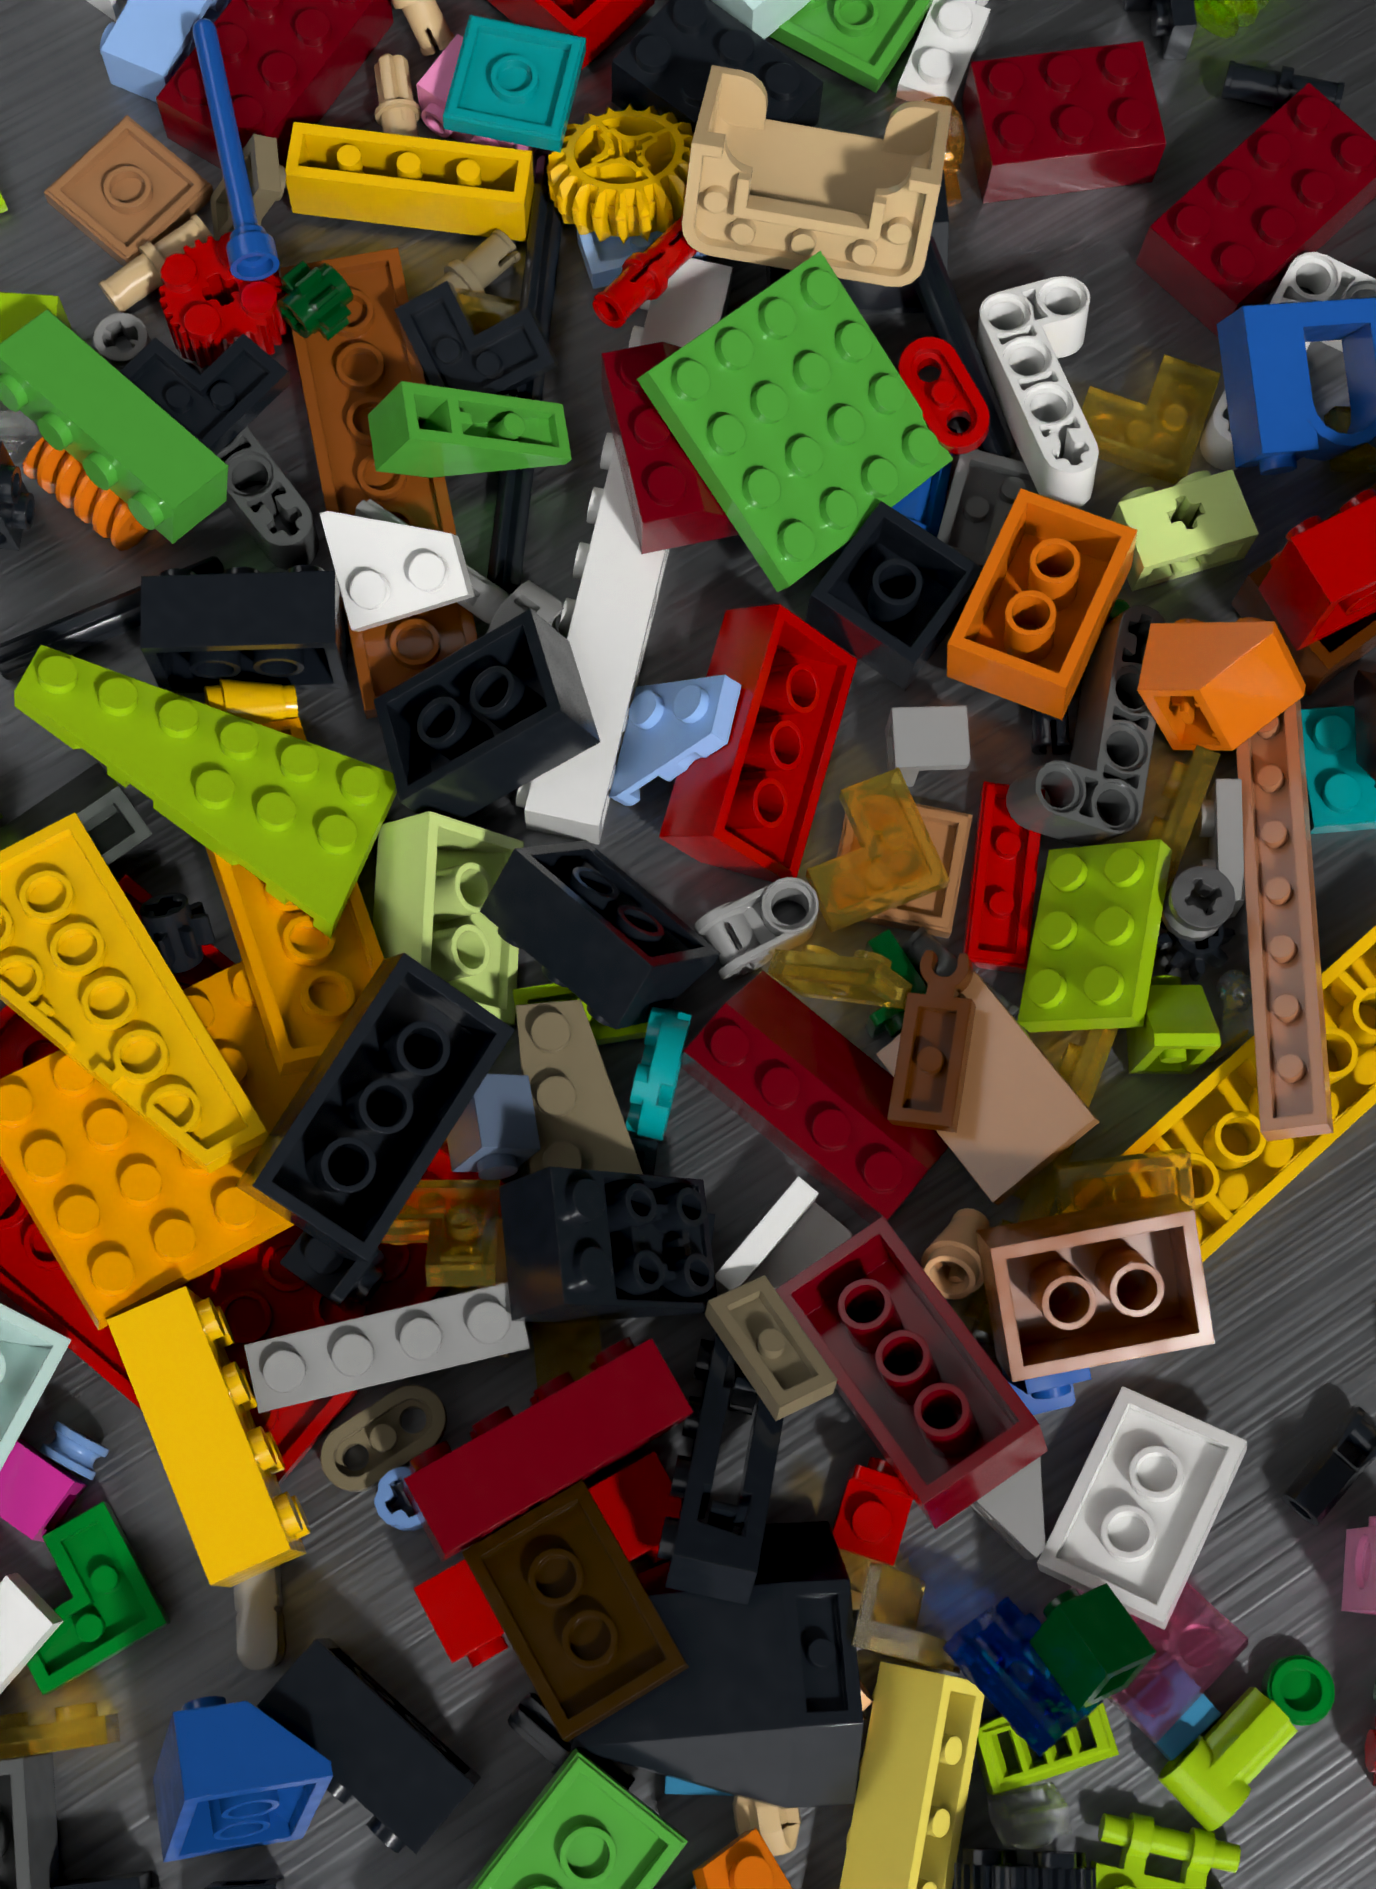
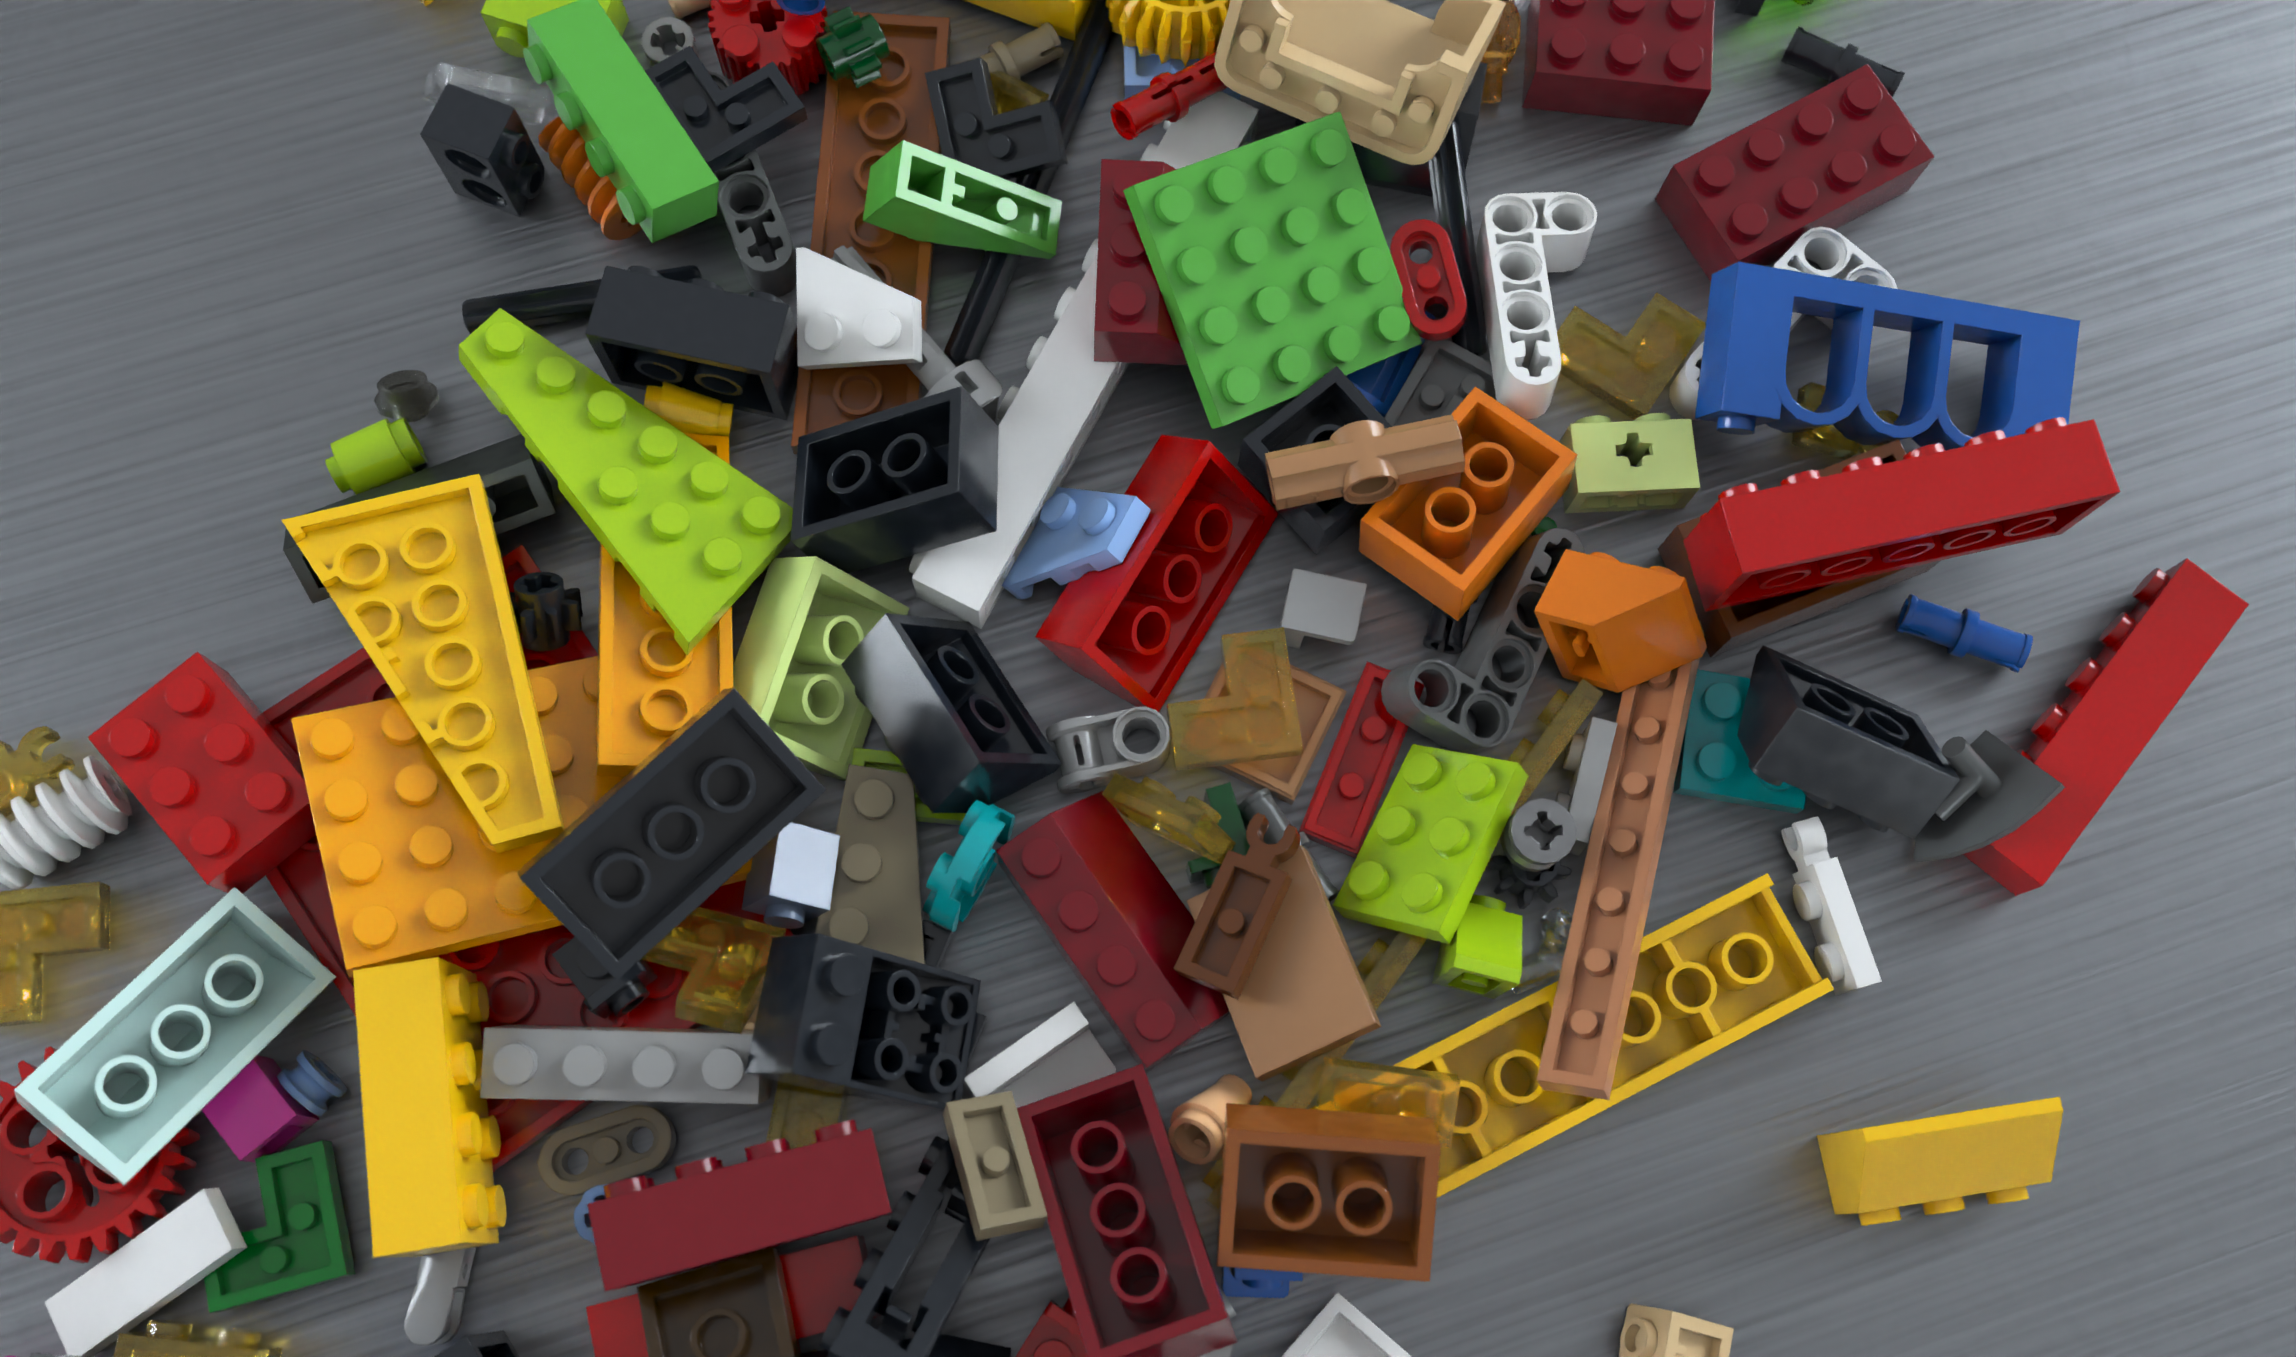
camera: 15 degrees right, 0 degrees up
(937, 587) = (1365, 462): none -> medium nougat piece

